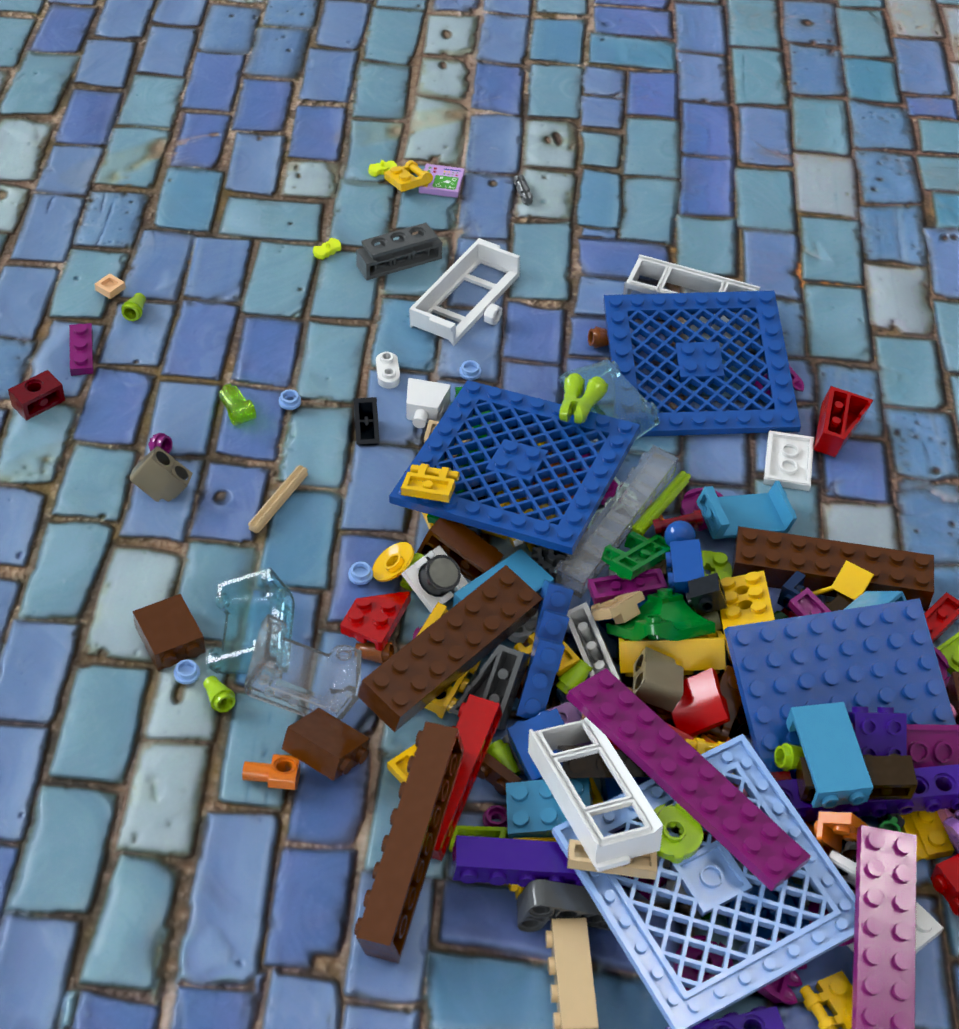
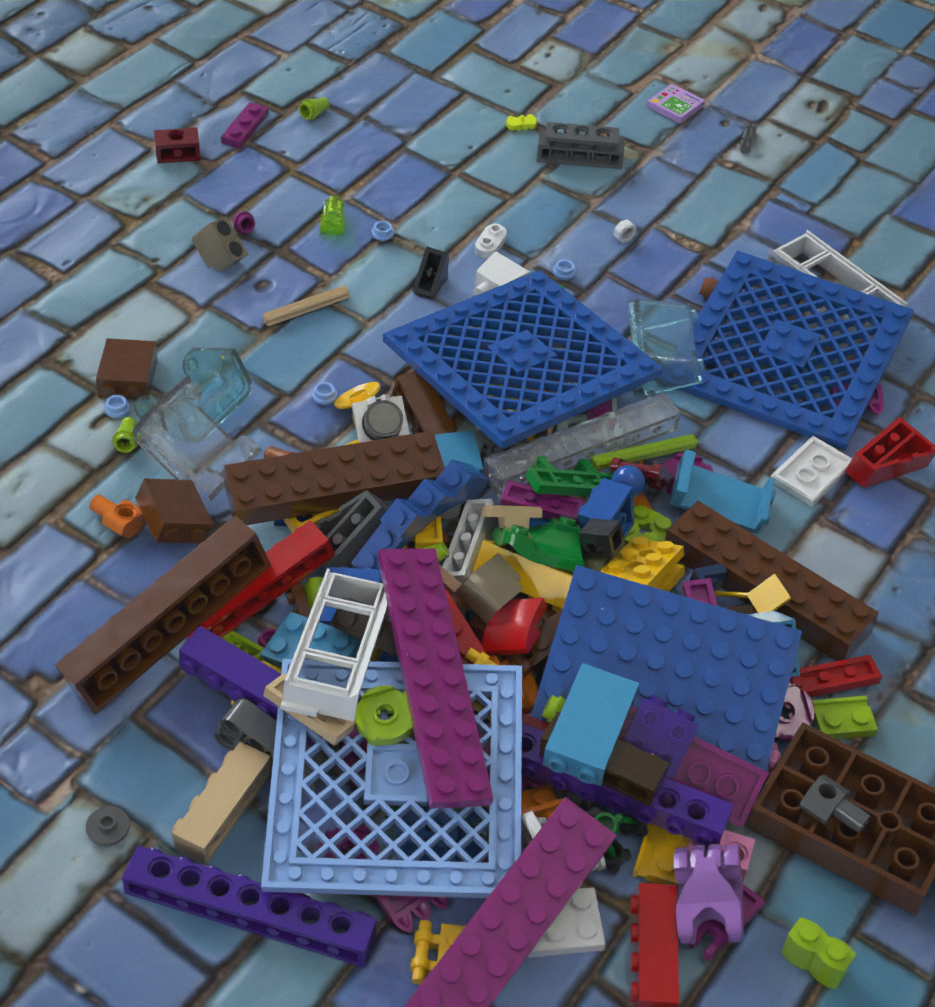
camera: 30 degrees right, 0 degrees up
(110, 286) = (307, 84): light nougat plate -> none
(375, 617) = (304, 432): red wing -> none
(379, 168) = (629, 74): neon yellow piece -> none
(403, 179) = (638, 87): yellow plate -> none
(430, 482) = (420, 334): yellow plate -> none
(480, 252) = (613, 186): white piece -> none
(578, 402) = (621, 320): lime piece -> none
(835, 827) = (547, 792): orange bracket -> none

